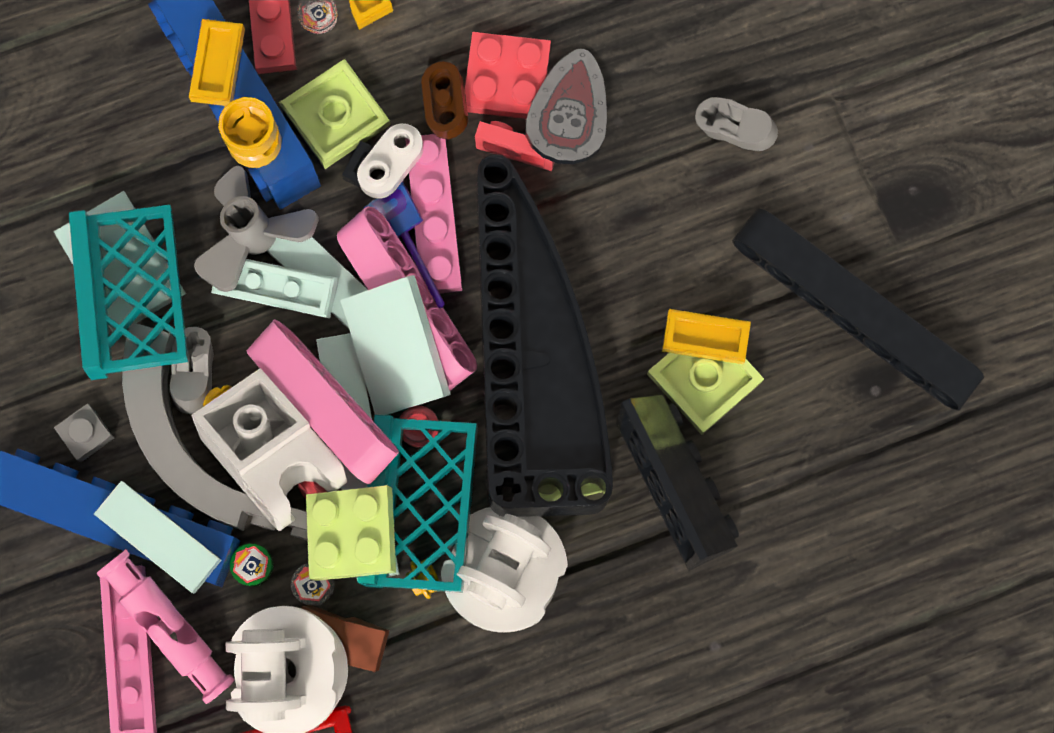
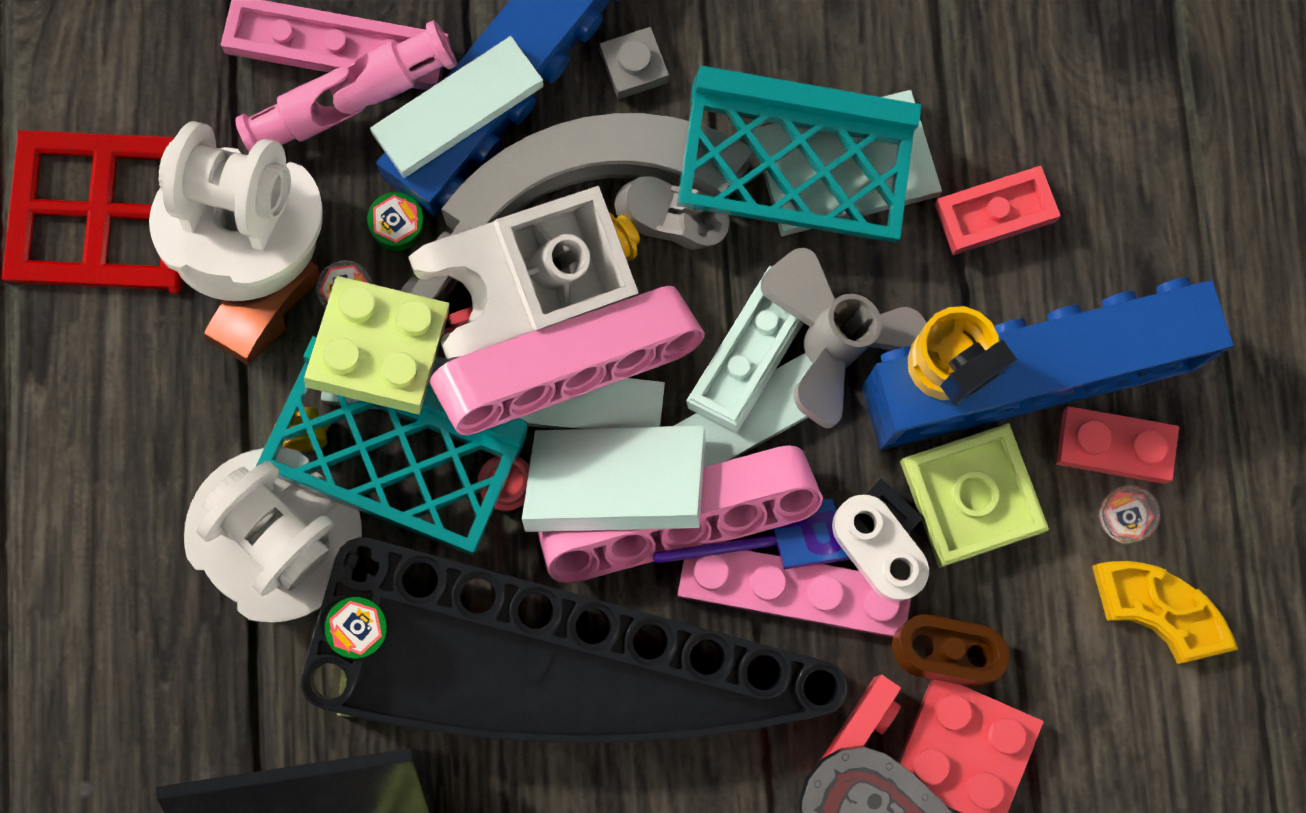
camera: 100 degrees right, 0 degrees up
(127, 150) = (997, 210): none -> coral plate
(216, 62) = (1073, 341): yellow tile -> none
(263, 103) = (976, 369): none -> black plate
(552, 476) = (355, 627): none -> tile

